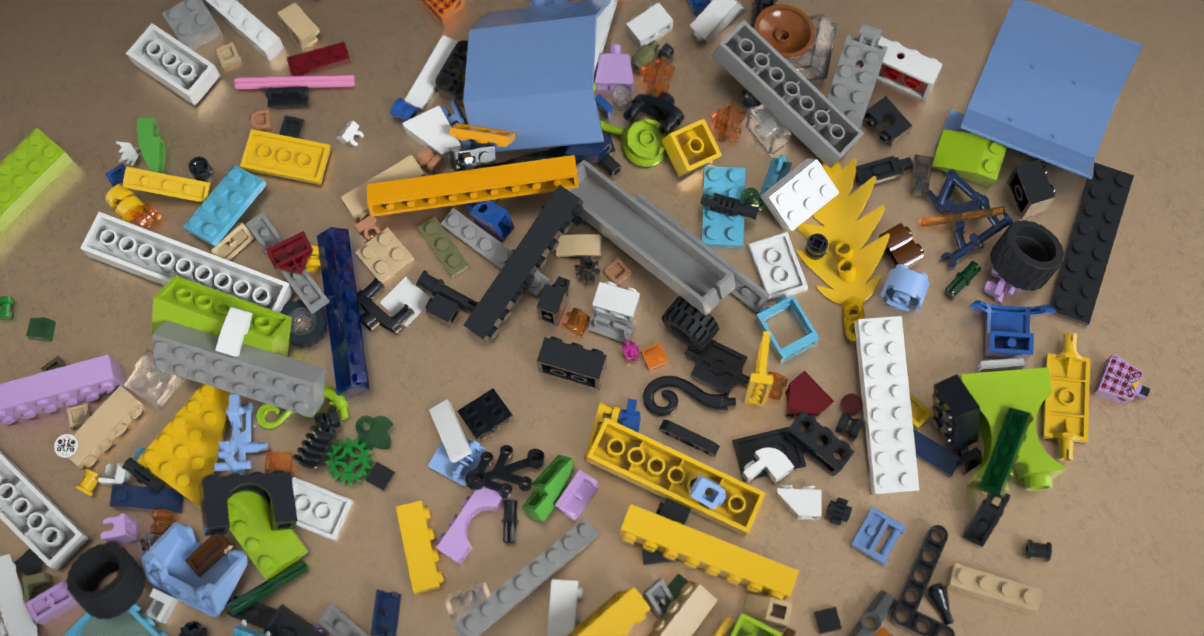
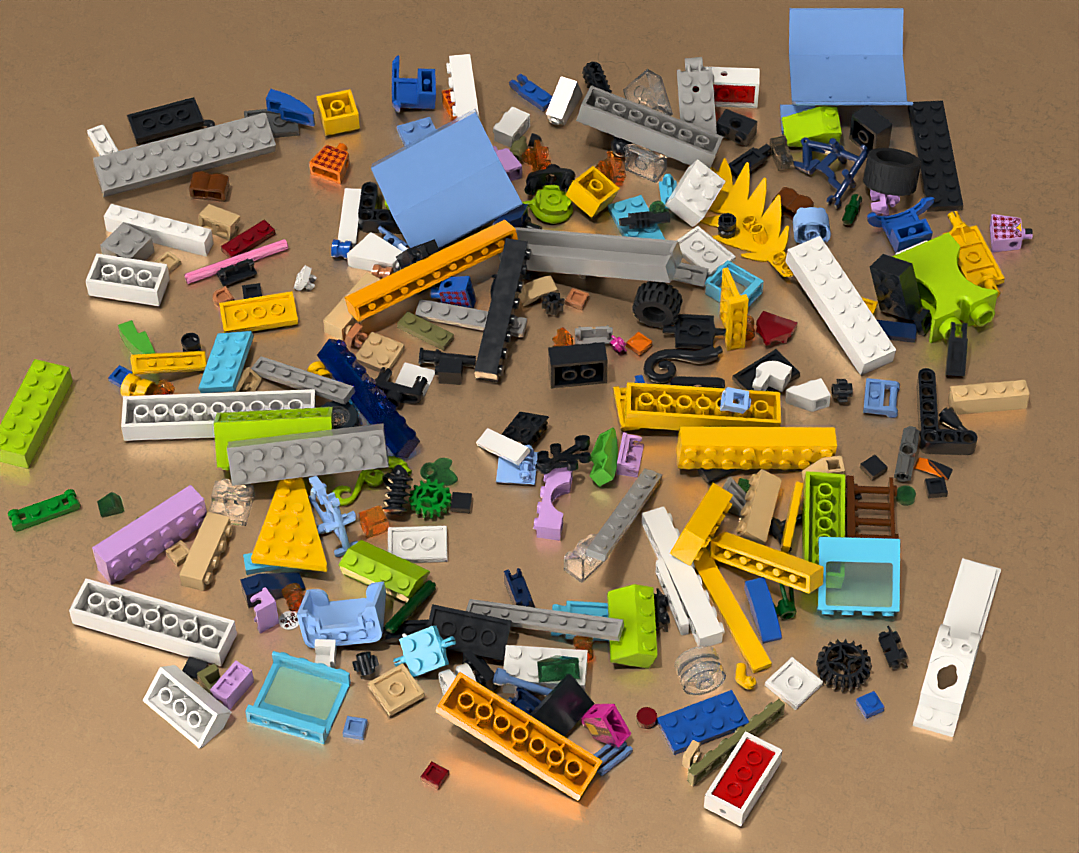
camera: 25 degrees left, 20 degrees down
(66, 445) = (184, 569): white sticker -> none
(88, 482) = (214, 593): yellow bush -> none
(94, 566) = (273, 645): black tyre -> none
(115, 475) = (232, 583): white panel -> none
(129, 152) = (119, 357): white piece -> none
(143, 475) = (264, 563): black pin -> none
(208, 554) = (347, 601): reddish brown tile -> none
(233, 331) = (296, 419): white slope -> none
(273, 487) = (382, 533): black arch -> none
(291, 254) = (304, 369): dark red slope -> none
(418, 547) = (521, 536): yellow brick -> none
(482, 134) = (419, 237): light orange plate -> none
(510, 521) = (584, 492): black axle -> none
(554, 301) = (539, 332): black hinge -> none
(616, 301) = (588, 315): white brick -> none
(623, 93) = (517, 178): clear wheel -> none
(786, 23) = (626, 86): dark orange dish -> none
(820, 454) = (801, 351): black brick -> none
(851, 404) = (811, 321): dark red tile -> none
(854, 426) = (823, 333): black wheel -> none
(962, 216) = (829, 165): clear orange bar -> none
(1006, 452) = (947, 293): dark green hinge -> none
(1038, 550) = (1007, 362): black bush -> none

